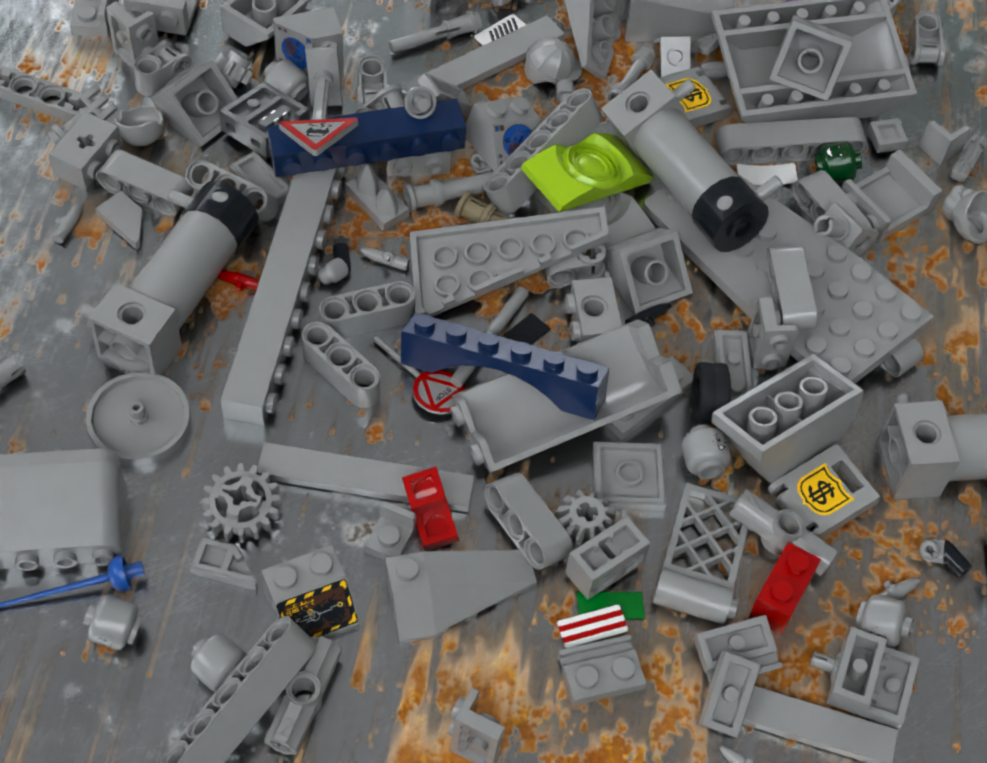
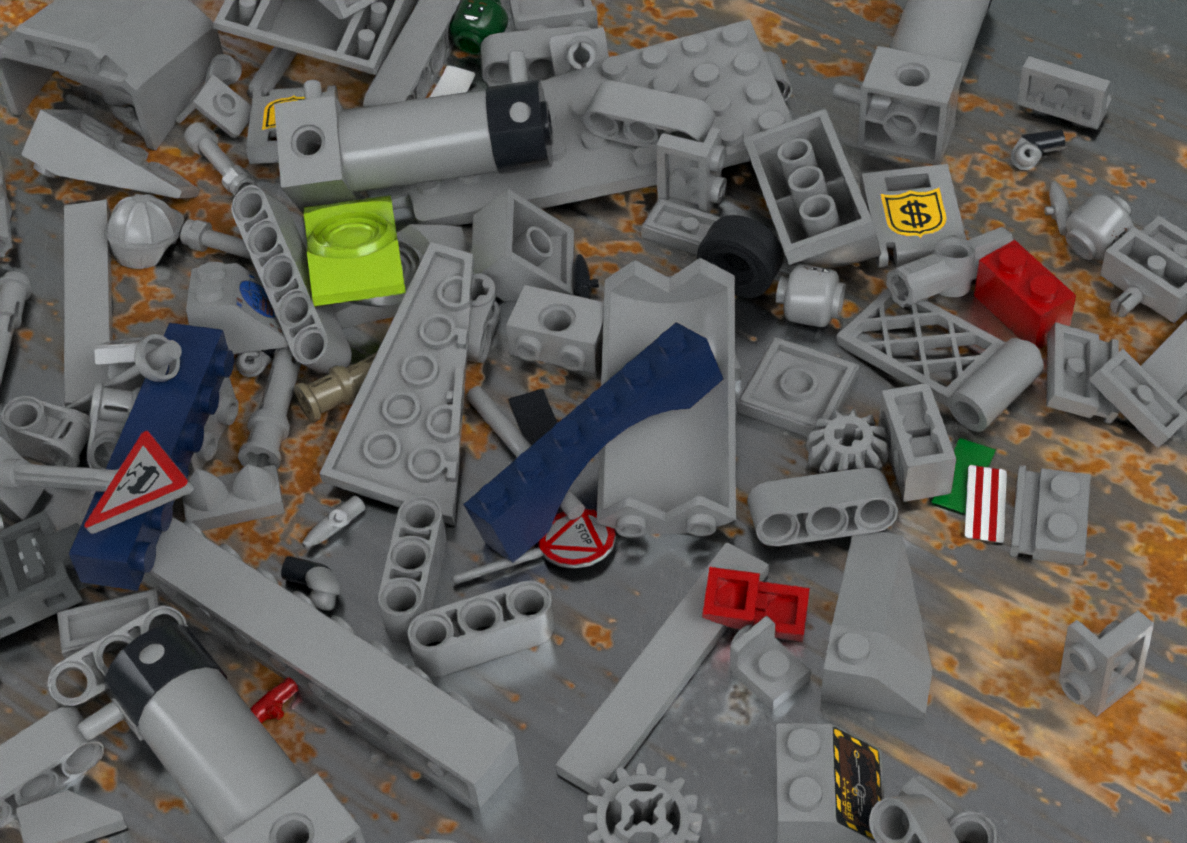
camera: 55 degrees left, 5 degrees down
(499, 29) = (46, 267): white sticker -> none

